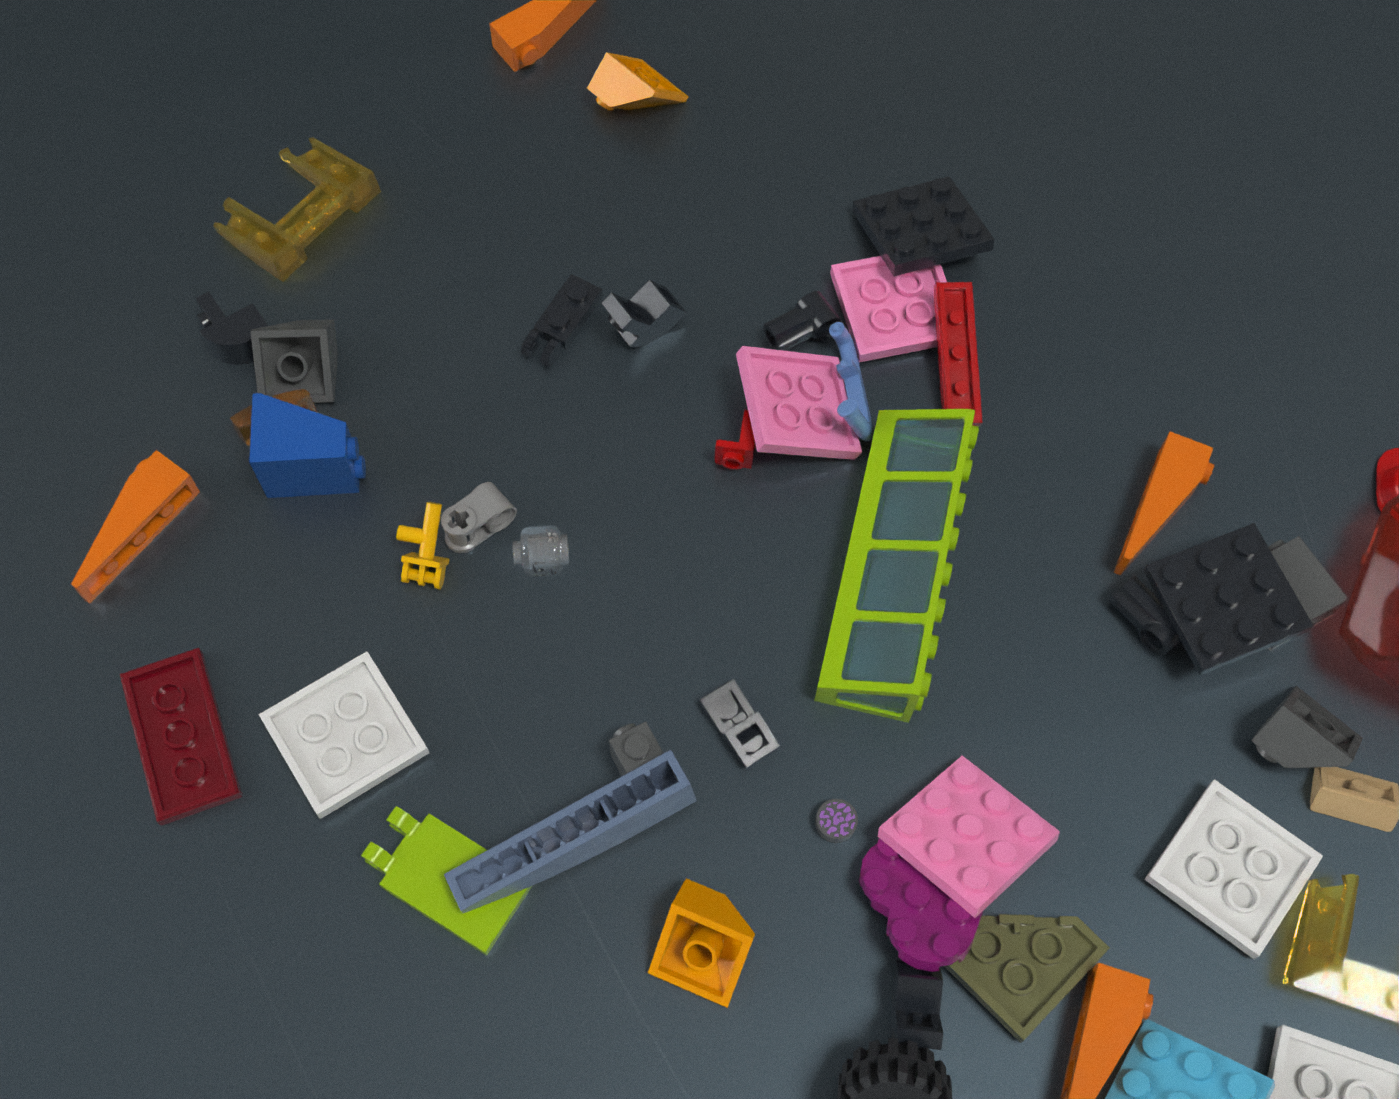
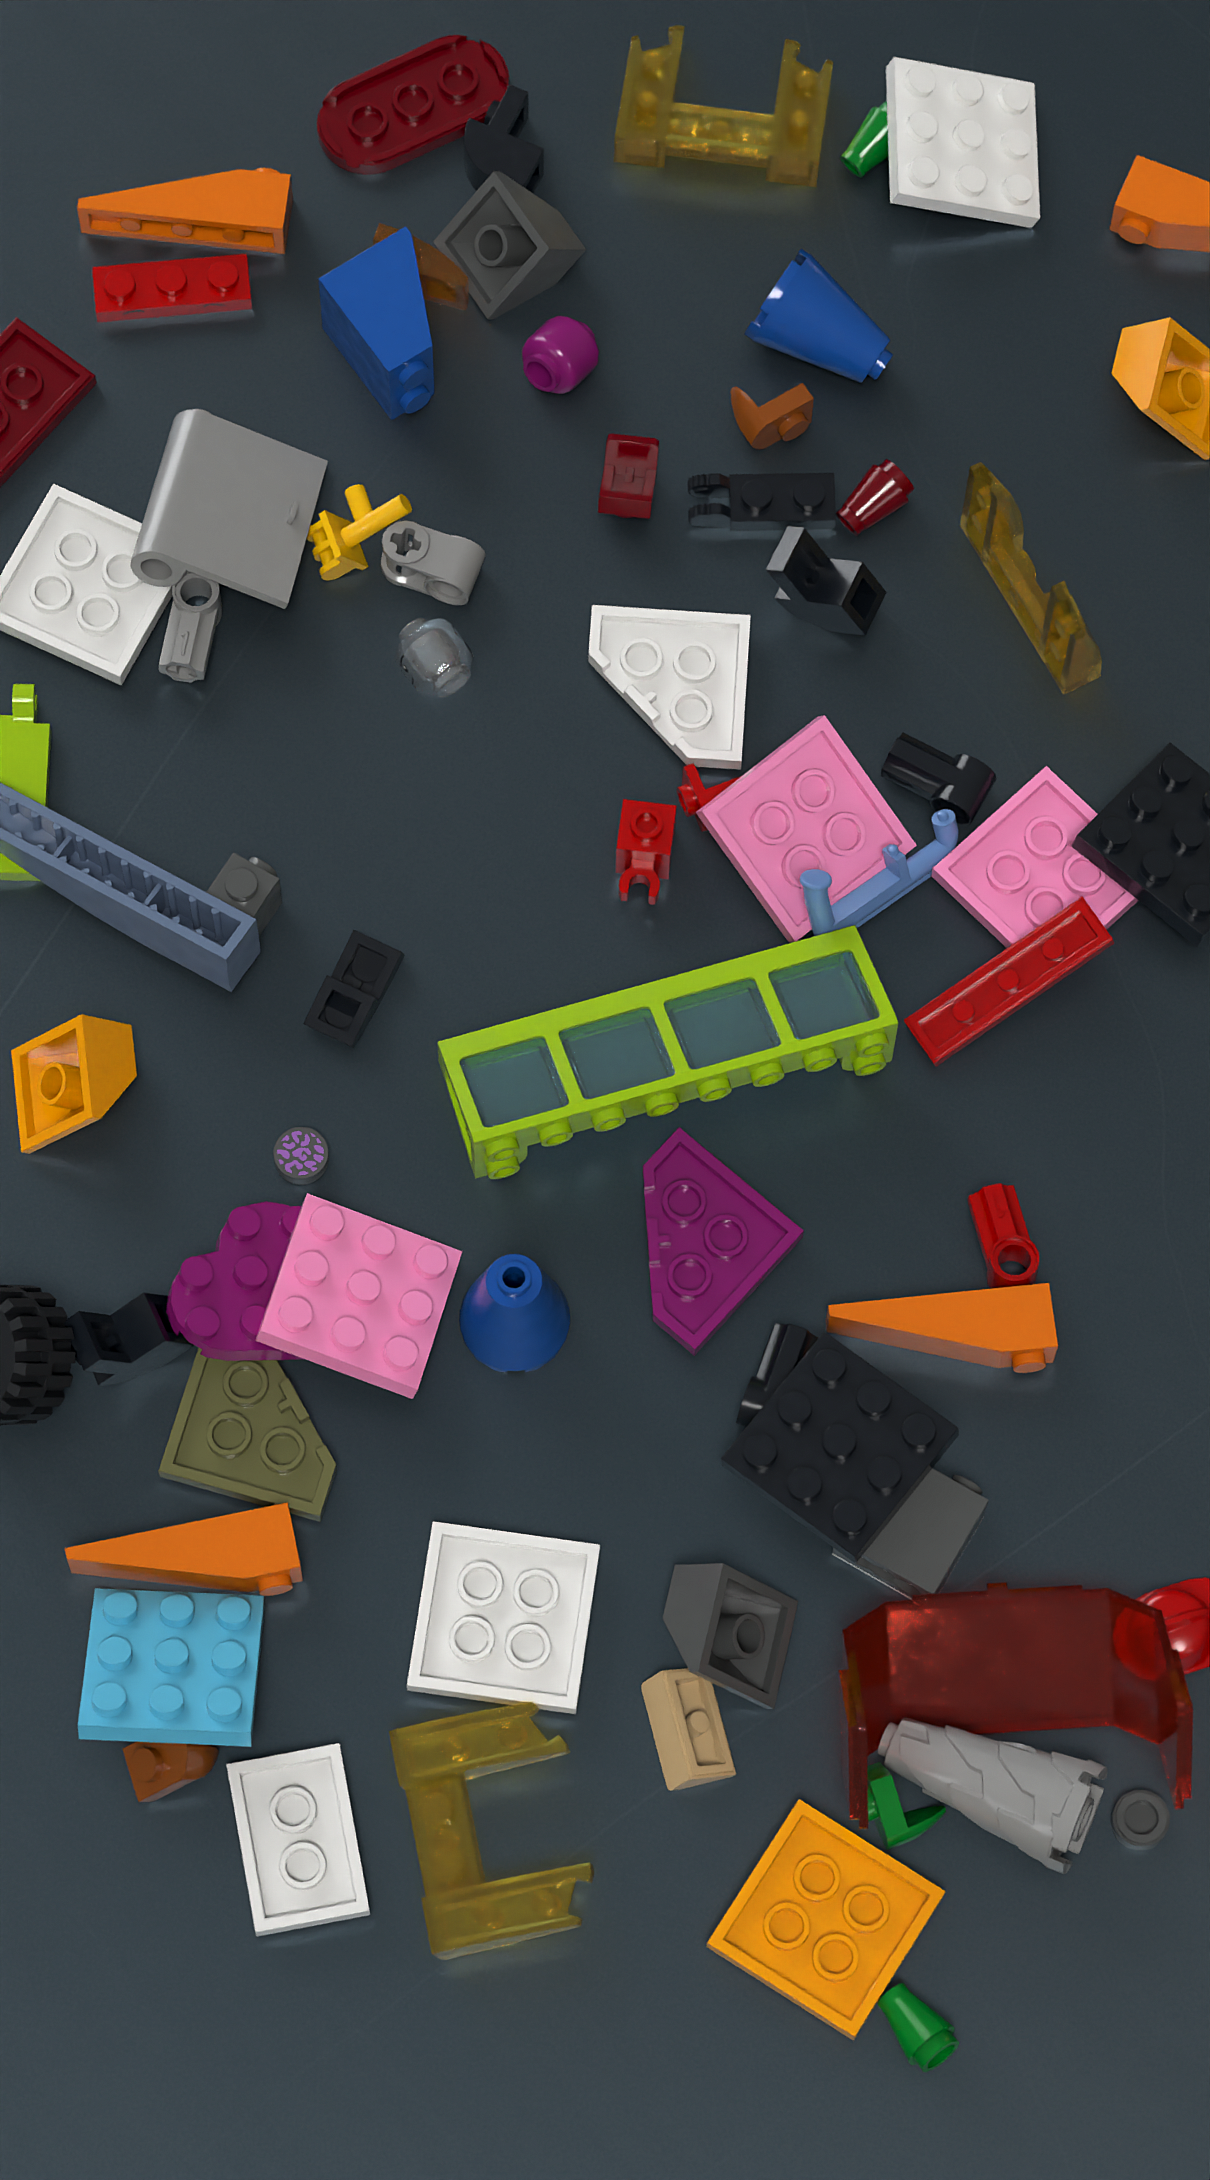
camera: 60 degrees right, 5 degrees up
(158, 367) = (410, 104): none -> dark red tile
(172, 569) = (171, 288): none -> red plate
(357, 615) = (228, 509): none -> light grey door
(377, 140) = (869, 144): none -> green cone
(391, 371) = (560, 355): none -> magenta head
(414, 101) = (962, 142): none -> white plate
(423, 684) = (190, 629): none -> light grey piece
(471, 227) = (820, 323): none -> blue cone
(497, 379) = (629, 476): none -> dark red bracket
(514, 292) = (775, 420): none -> dark orange plate
(601, 260) = (875, 497): none -> dark red cone
(646, 422) = (678, 675): none -> white plate
(749, 497) = (644, 846): none -> red brick
(760, 221) = (1049, 619): none -> clear yellow wedge
(1024, 746) = (514, 1316): none -> blue cone
(1032, 607) = (706, 1240): none -> magenta plate
(1120, 443) = (1003, 1235): none -> red piece

